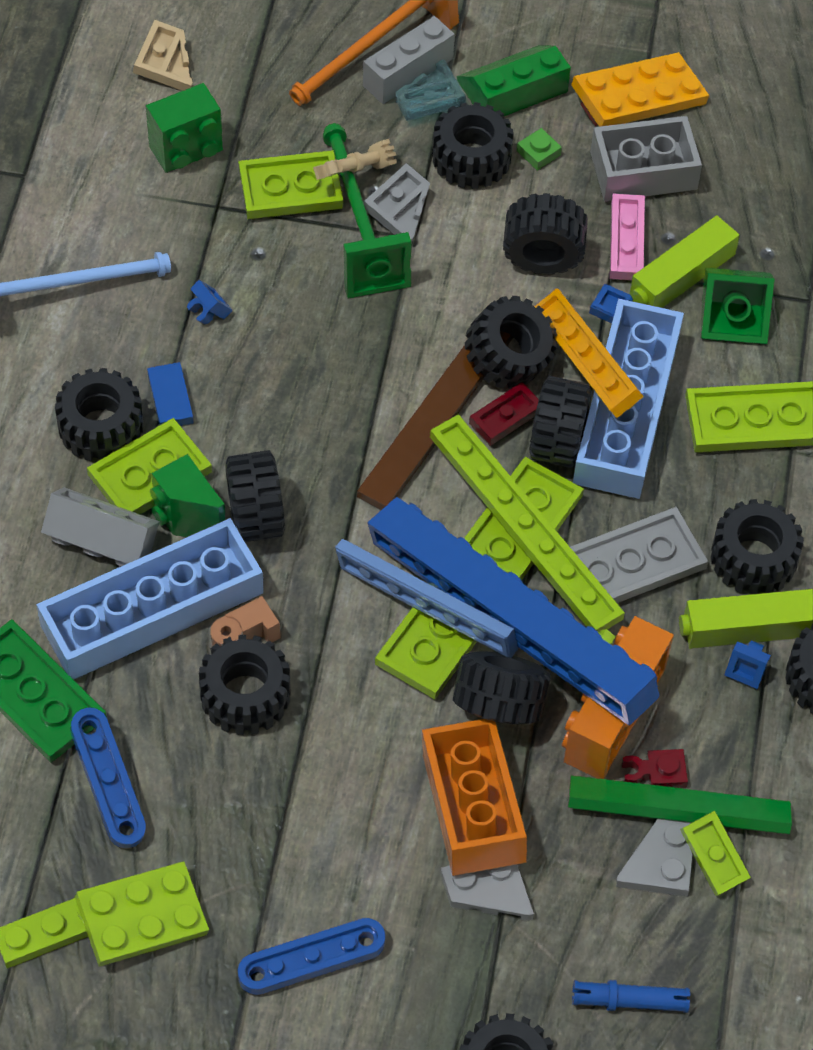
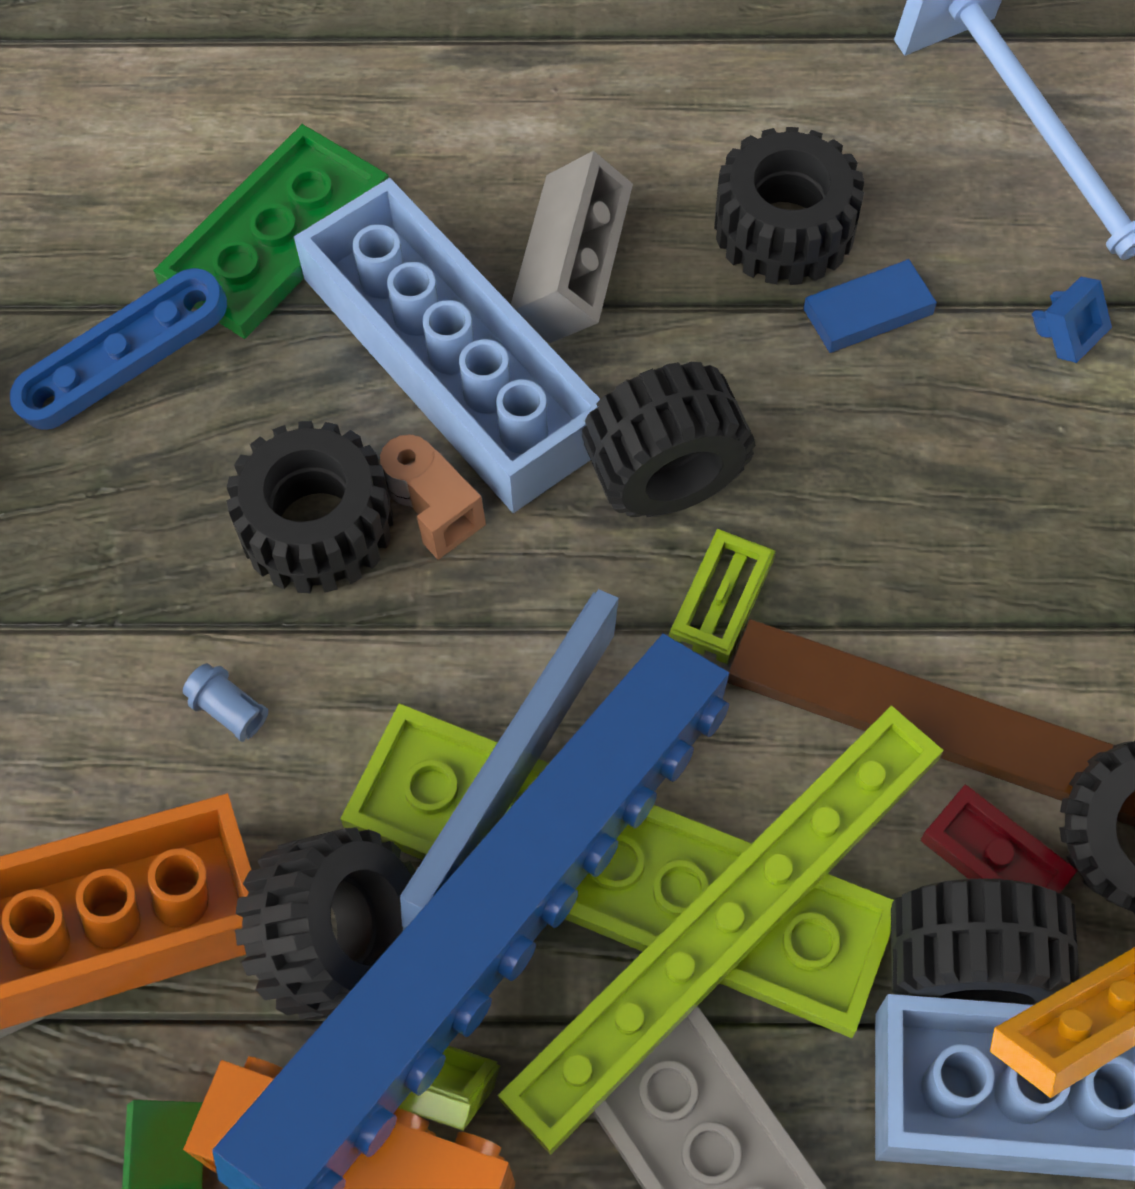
camera: 85 degrees right, 5 degrees up
(126, 473) = (710, 301): lime plate -> none
(185, 498) = (648, 326): green slope -> none
(333, 507) = (703, 639): none -> lime tile
(345, 752) = (213, 692): none -> medium blue pin

